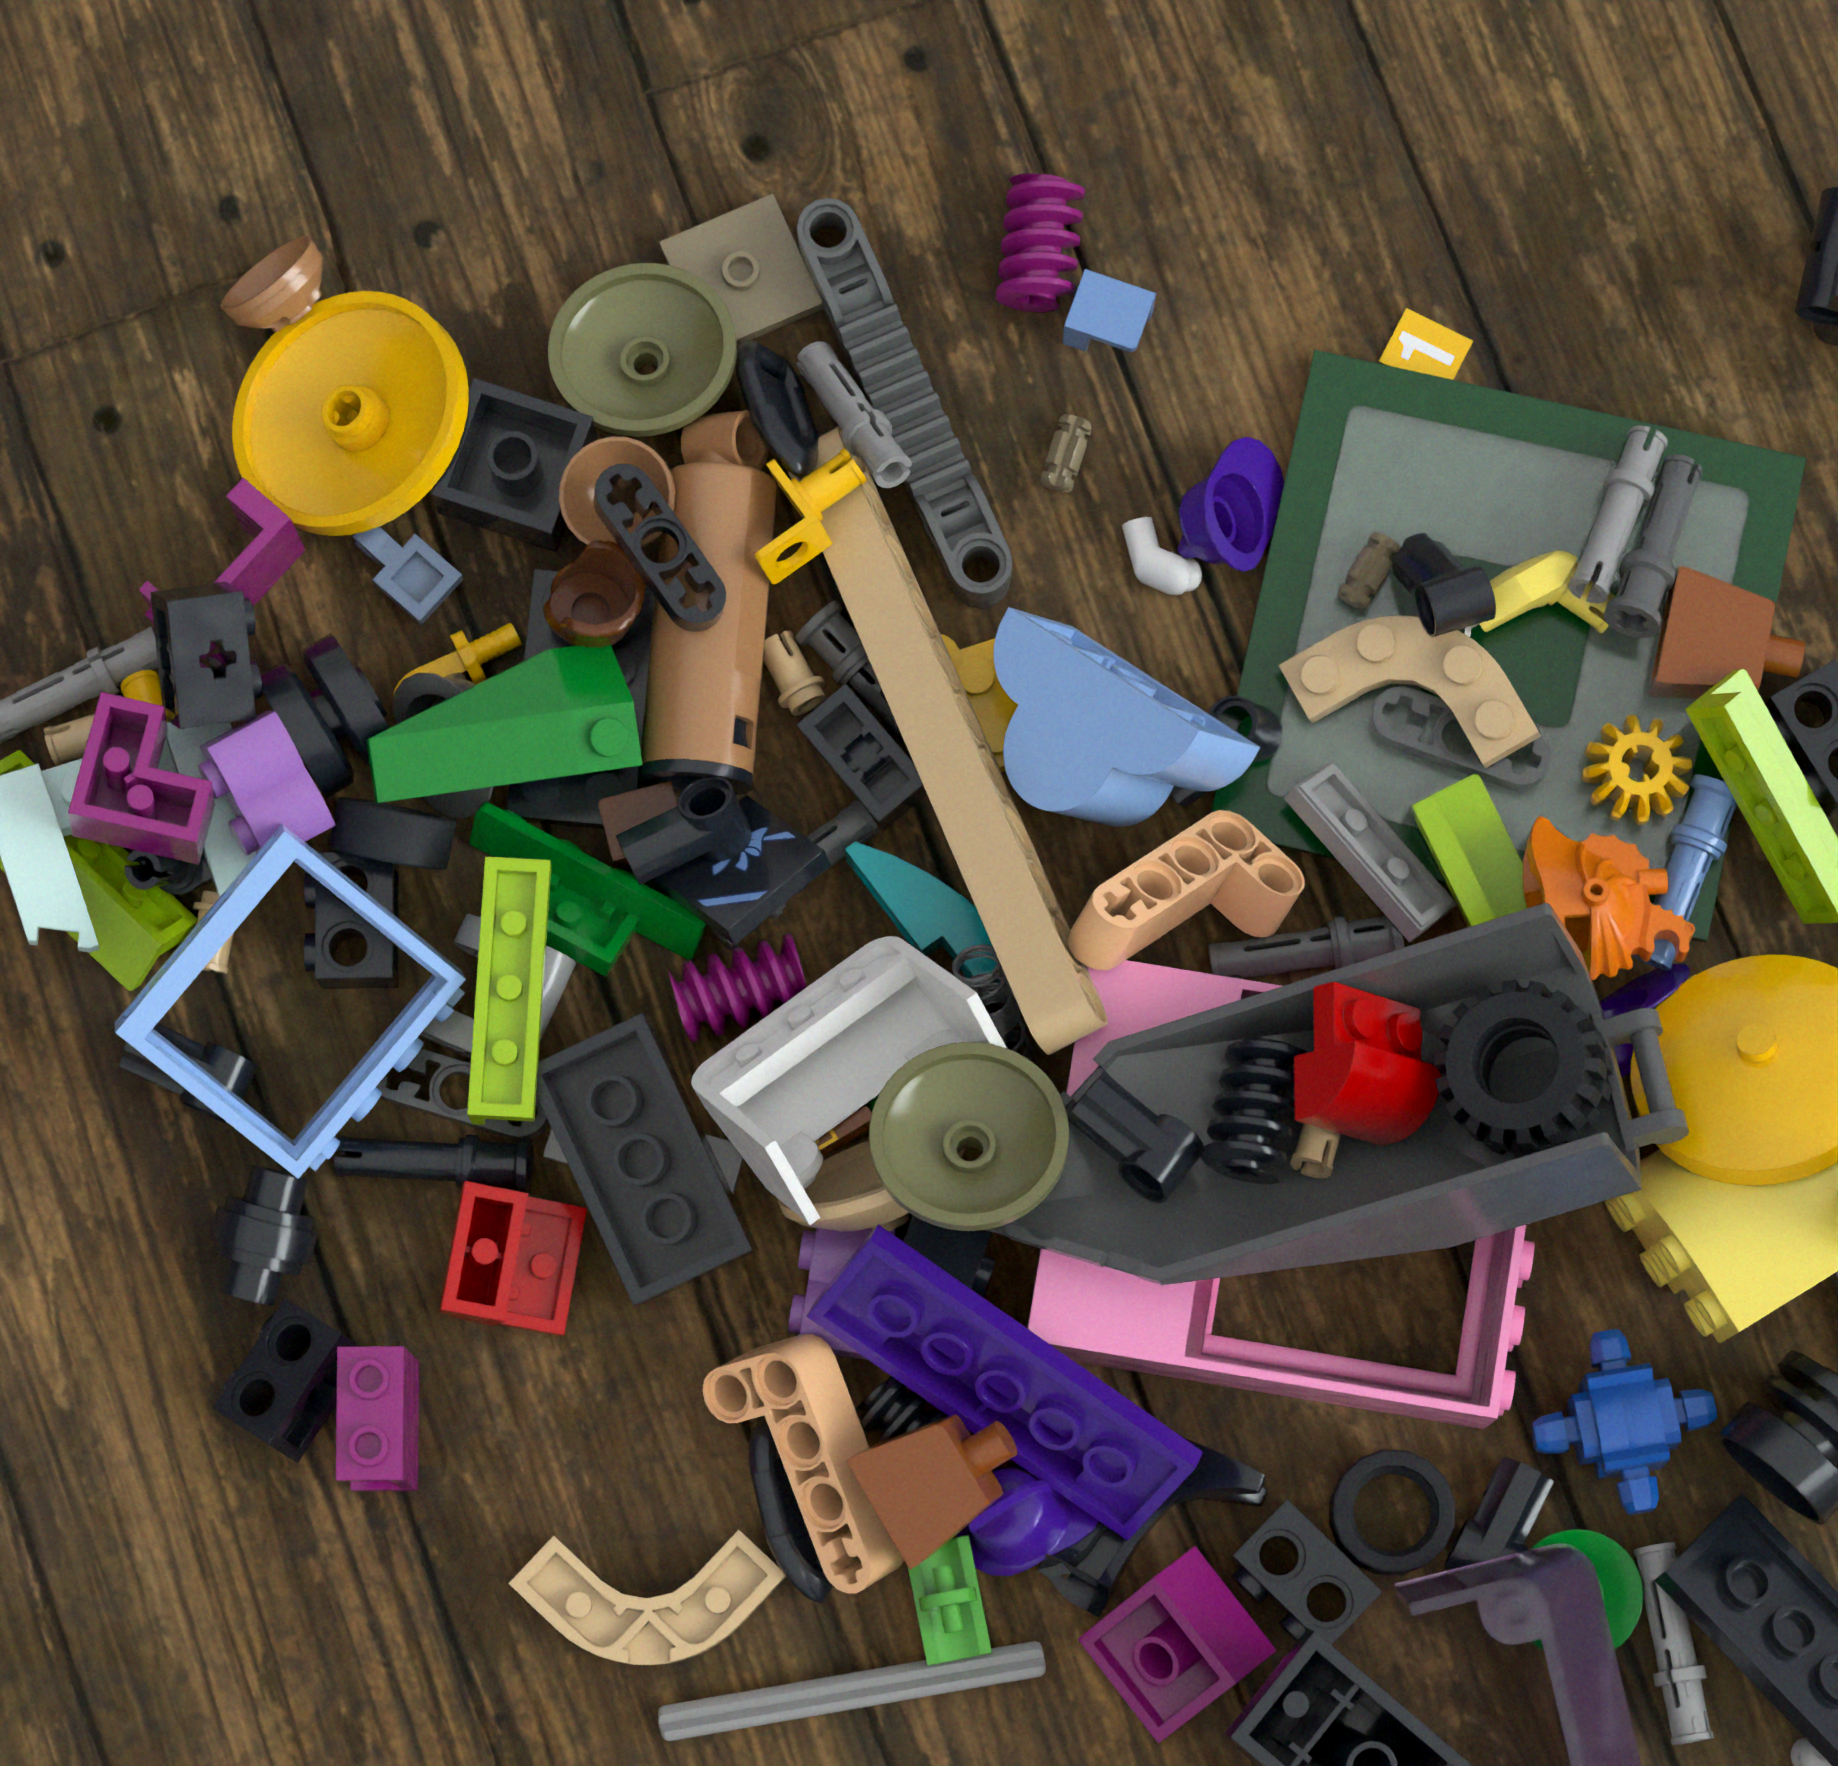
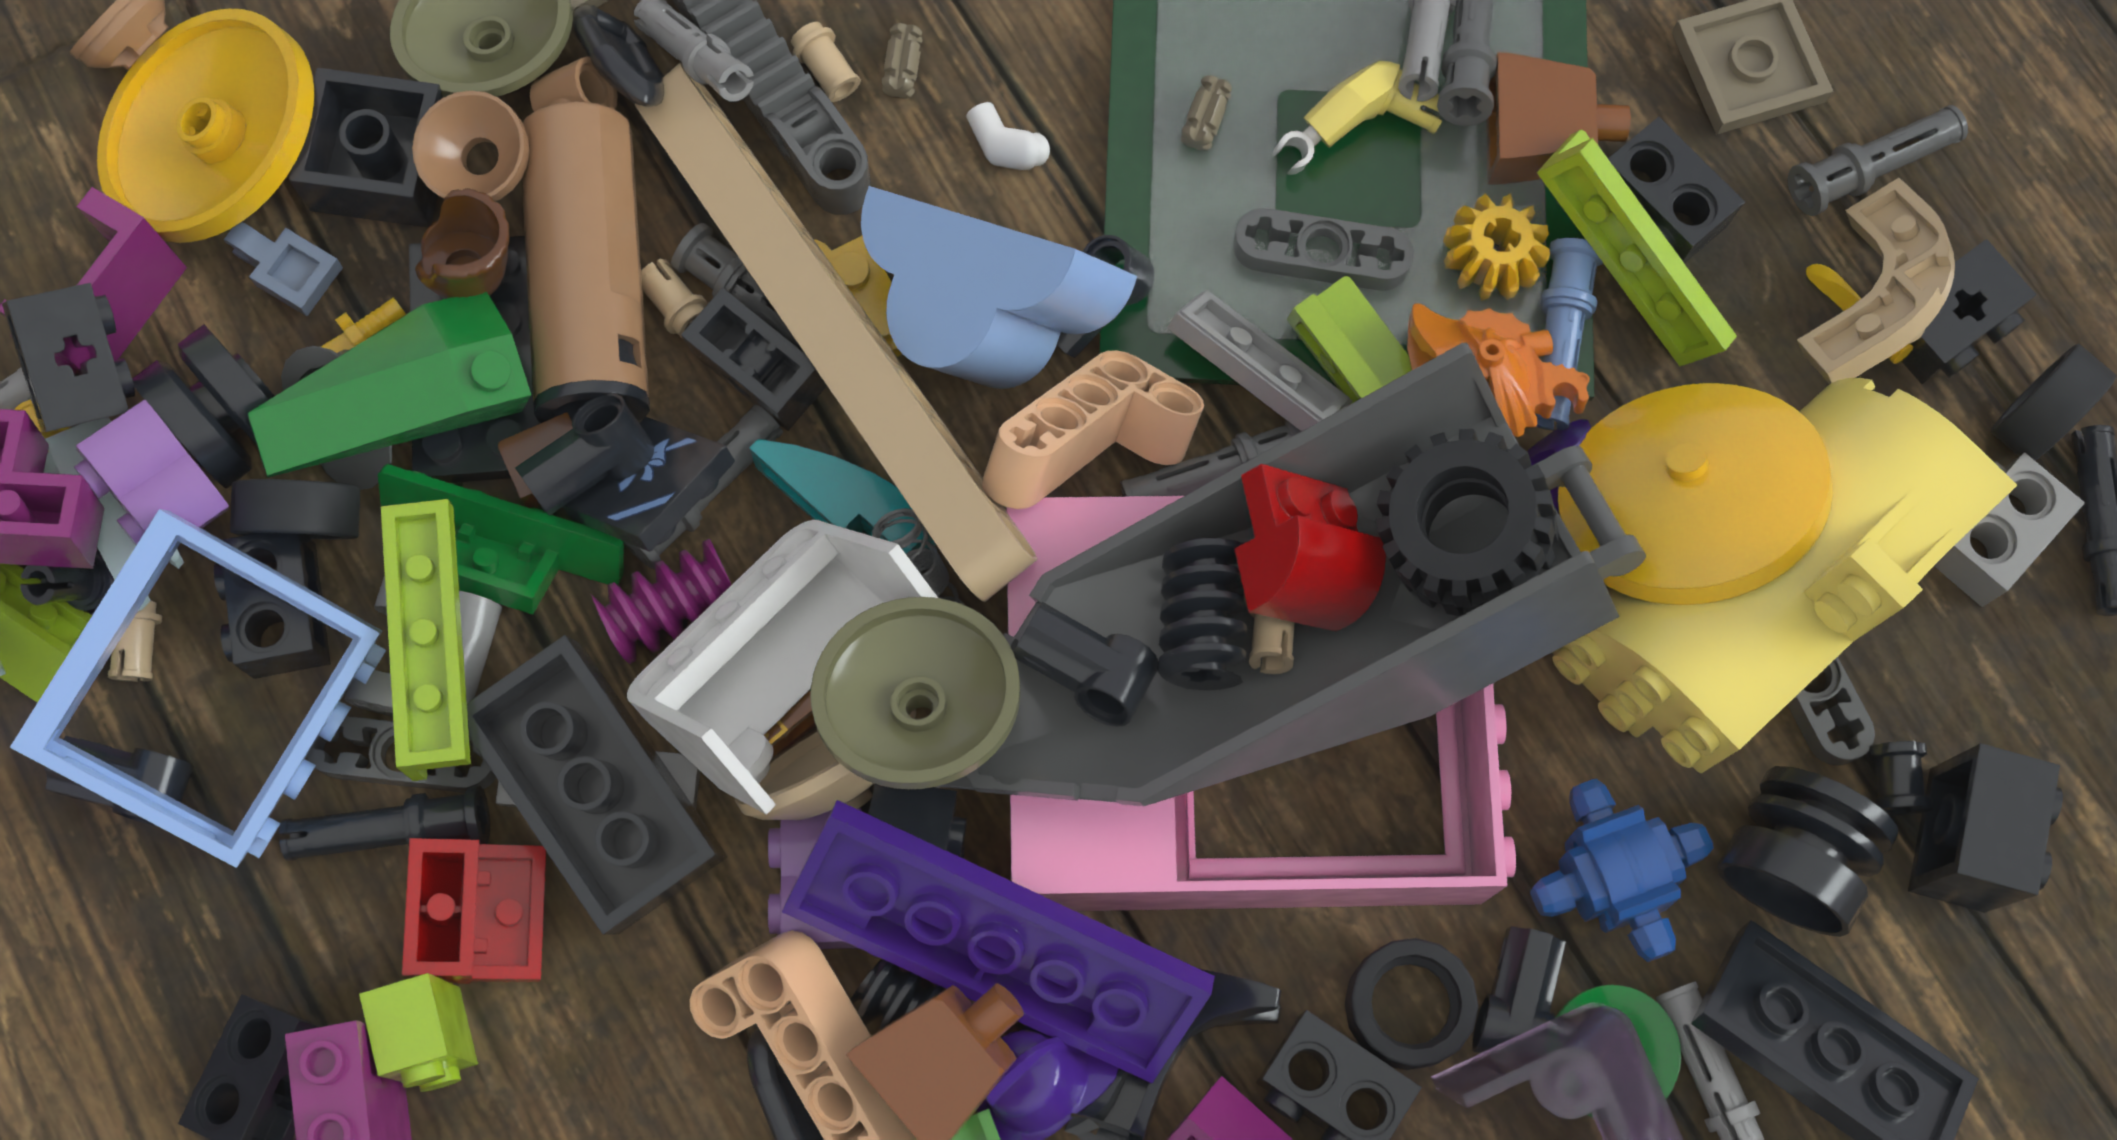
camera: 15 degrees left, 5 degrees down
(263, 1235) = (212, 934): black piece -> none
(448, 1365) = (419, 1032): none -> lime brick
(648, 499) = (509, 157): black beam -> none
(809, 498) = (659, 125): yellow bracket -> none
(986, 441) = (817, 50): none -> tan pin
(1233, 508) = (1066, 78): dark purple piece -> none
(1402, 652) = (1277, 175): tan plate -> none
(1443, 590) = (1283, 107): black piece -> none

